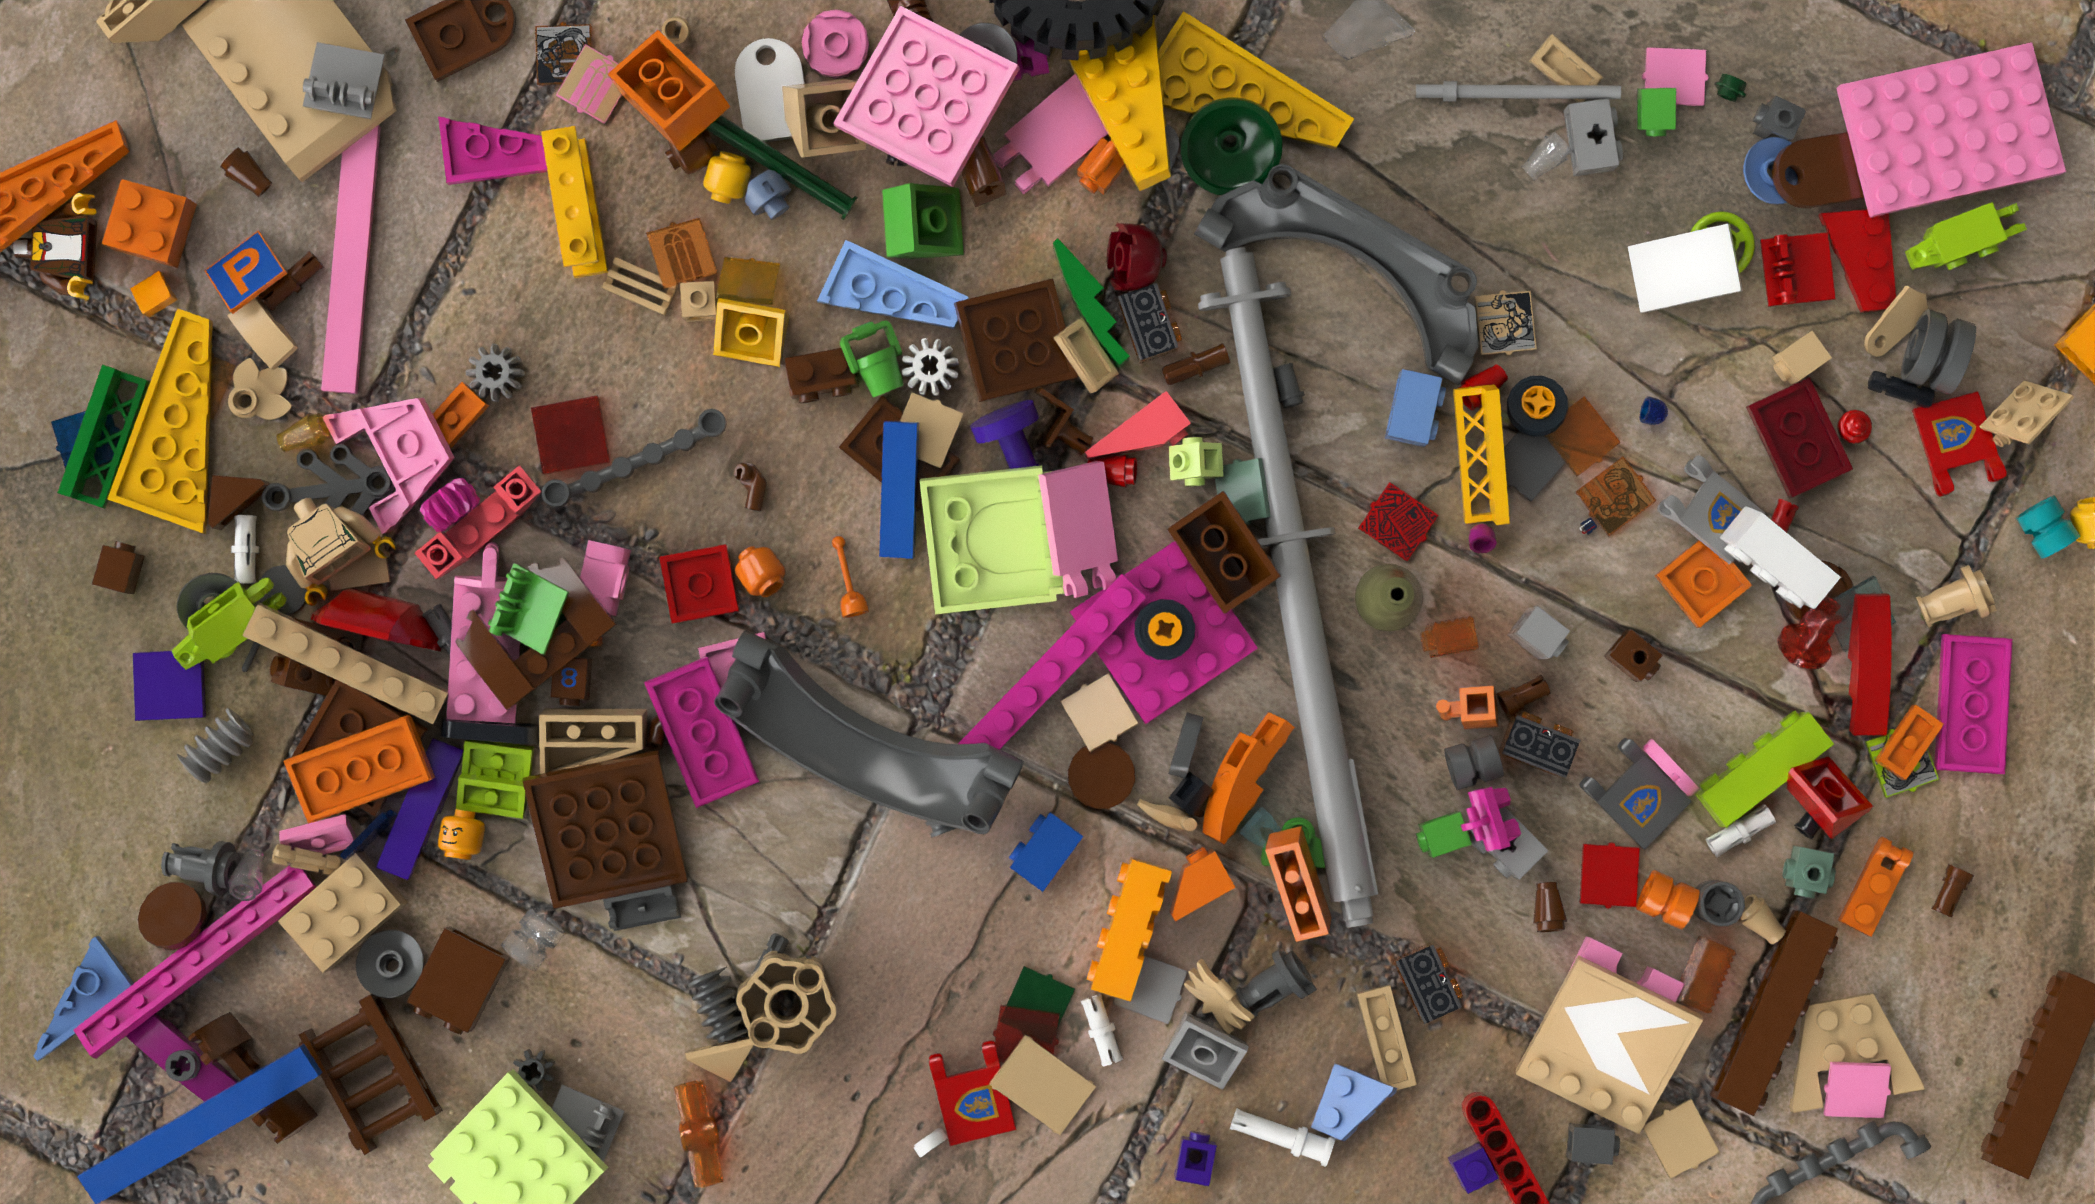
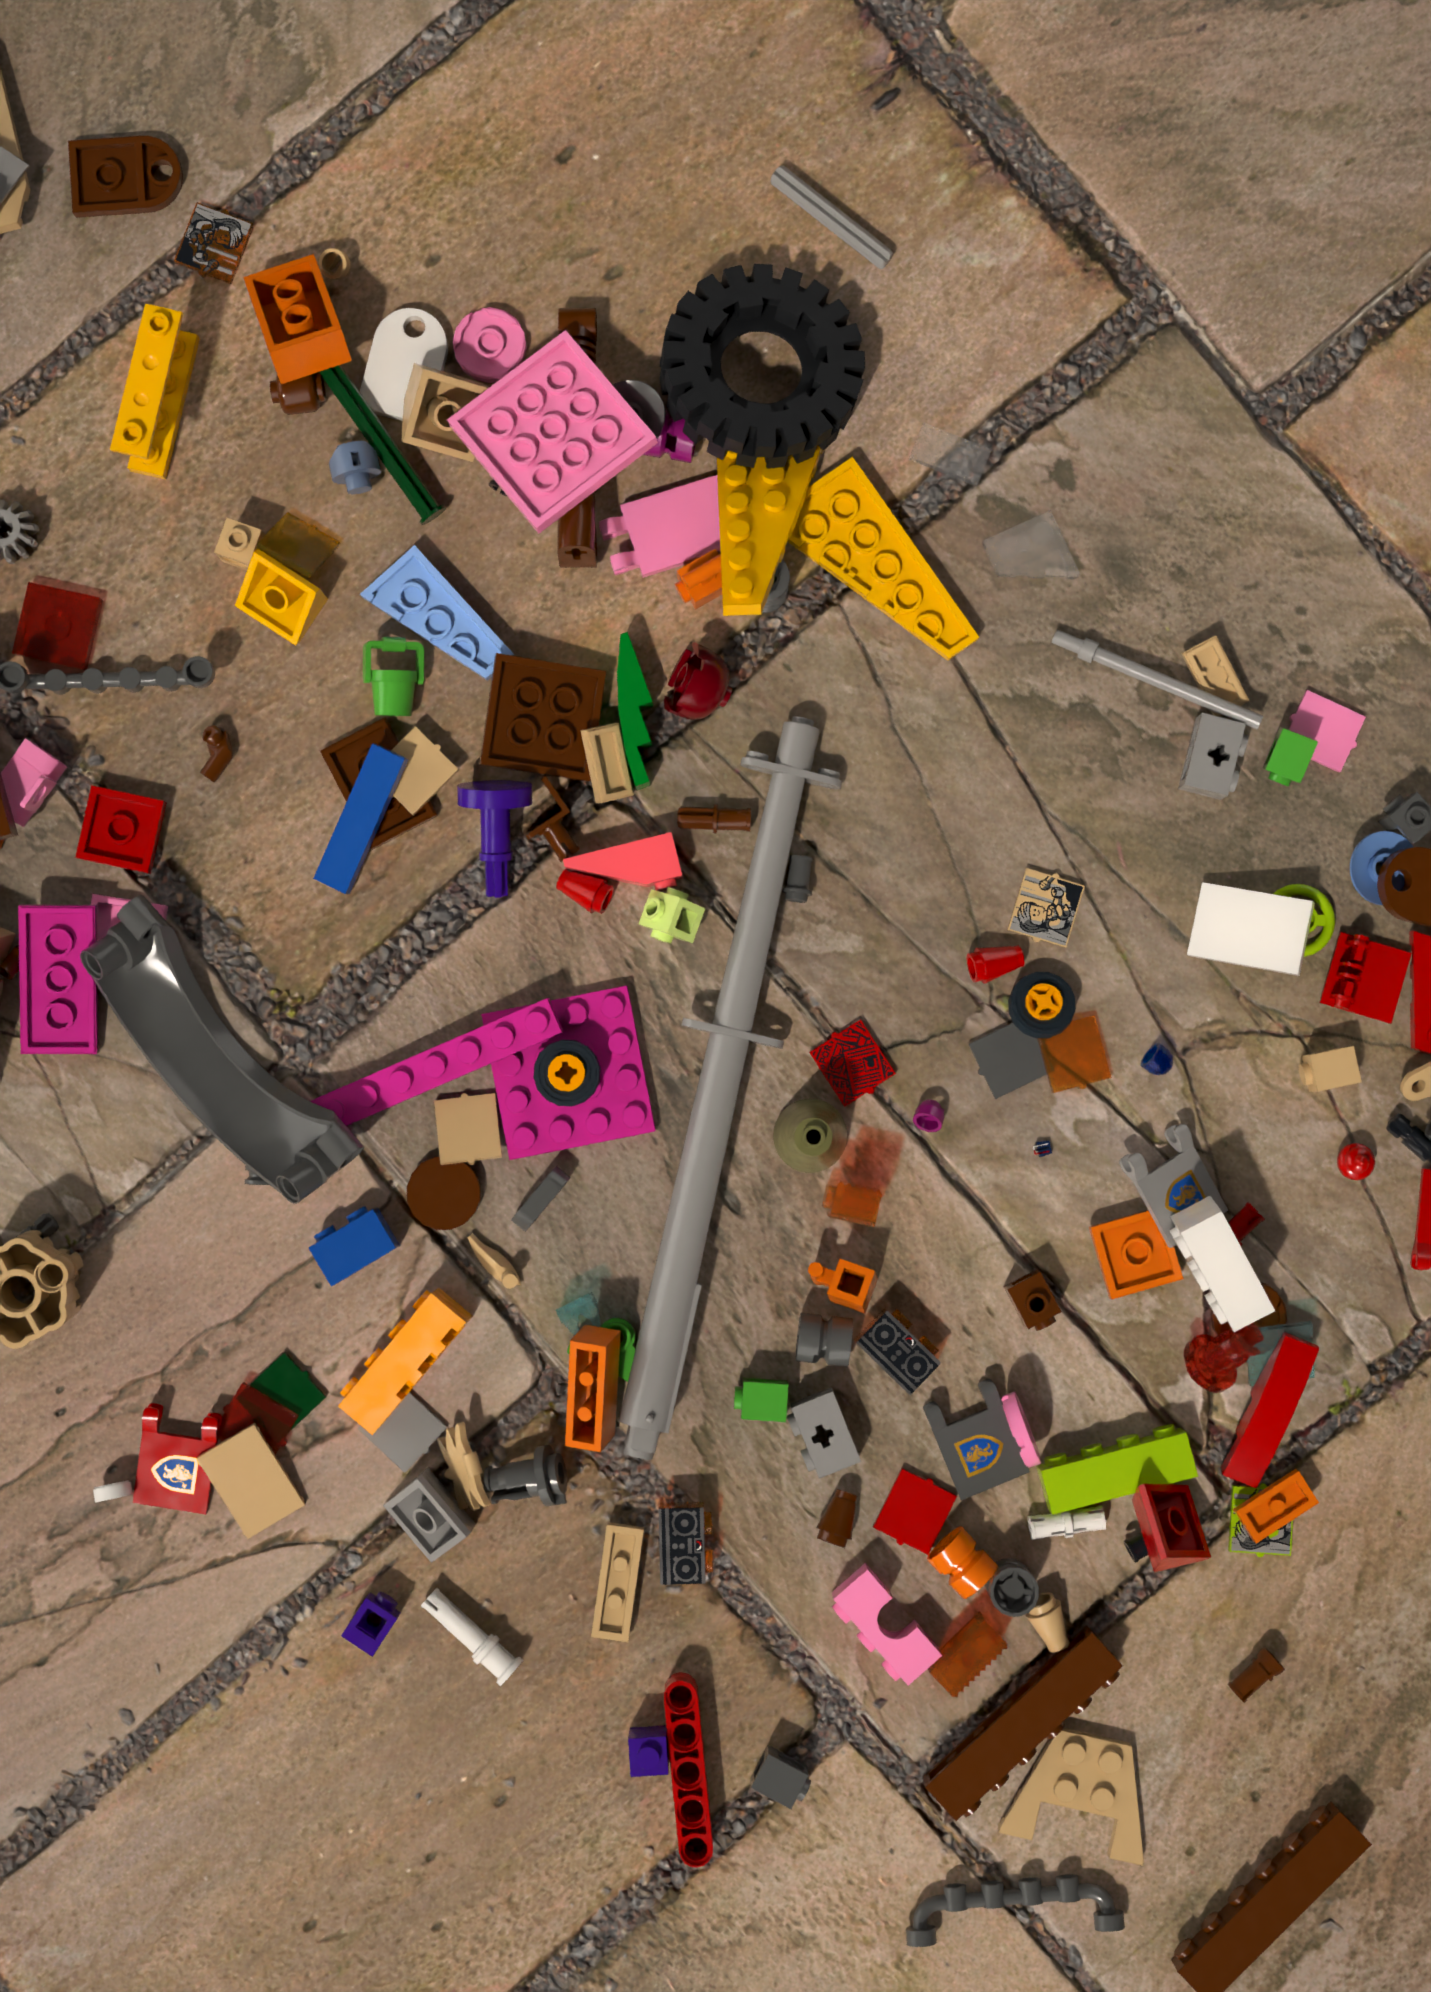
camera: 25 degrees right, 0 degrees up
(488, 153) = (89, 306): dark pink wing -> none
(589, 85) = (223, 286): piece -> none
(614, 275) = (168, 483): tan tile -> none
(681, 253) = (245, 489): clear orange piece -> none
(727, 177) = (322, 431): yellow head -> none
(760, 571) = (186, 842): orange head -> none
(819, 374) = (332, 670): reddish brown bracket -> none
(852, 602) = (267, 913): orange hinge -> none
(918, 367) = (433, 704): white gear -> none
(922, 221) = (500, 559): bright green slope -> none
(988, 540) = (433, 908): yellowish green hinge -> none
(1079, 526) = (525, 931): bright pink tile -> none
(1101, 1030) = (334, 1451): white pin -> none
(1149, 322) = (684, 756): brick -> none
(1191, 794) = (524, 1251): black tile -> none
(1199, 883) = (494, 1345): orange slope -> none
(1223, 165) = (838, 635): dark green dish -> none
(1224, 552) = (658, 1020): reddish brown slope -> none
(1235, 784) = (571, 1261): orange slope -> none
(1246, 488) = (706, 967): sand green piece -> none
(1323, 216) = (899, 716): dark grey panel -> none
(1348, 1102) = (552, 1630): medium blue wing -> none
(1414, 408) = (916, 955): medium blue brick -> none
(1487, 820) = (809, 1405): dark pink hips -> none
(1494, 451) = (977, 1034): yellow fence -> none
(1516, 698) = (898, 1292): reddish brown pin -> none
(1539, 633) = (945, 1237): light grey brick -> none
(1547, 155) = (1159, 756): clear cone -> none
(1609, 1044) = (840, 1684): tan plate -> none
(1615, 496) = (1083, 1129): clear orange piece -> none
(1680, 1138) = (873, 1809): tan piece -> none
(1730, 87) = (1374, 765): dark green plate -> none
(1799, 438) = (1294, 1149): dark red plate -> none
(1821, 871) = (1114, 1582): sand green brick -> none
(1857, 1089) = (1073, 1837): bright pink piece -> none
(1875, 887) = (1179, 1638): orange plate -> none
(1958, 598) = (1387, 1381): tan piece -> none
(1973, 704) = (1358, 1494): dark pink tile -> none

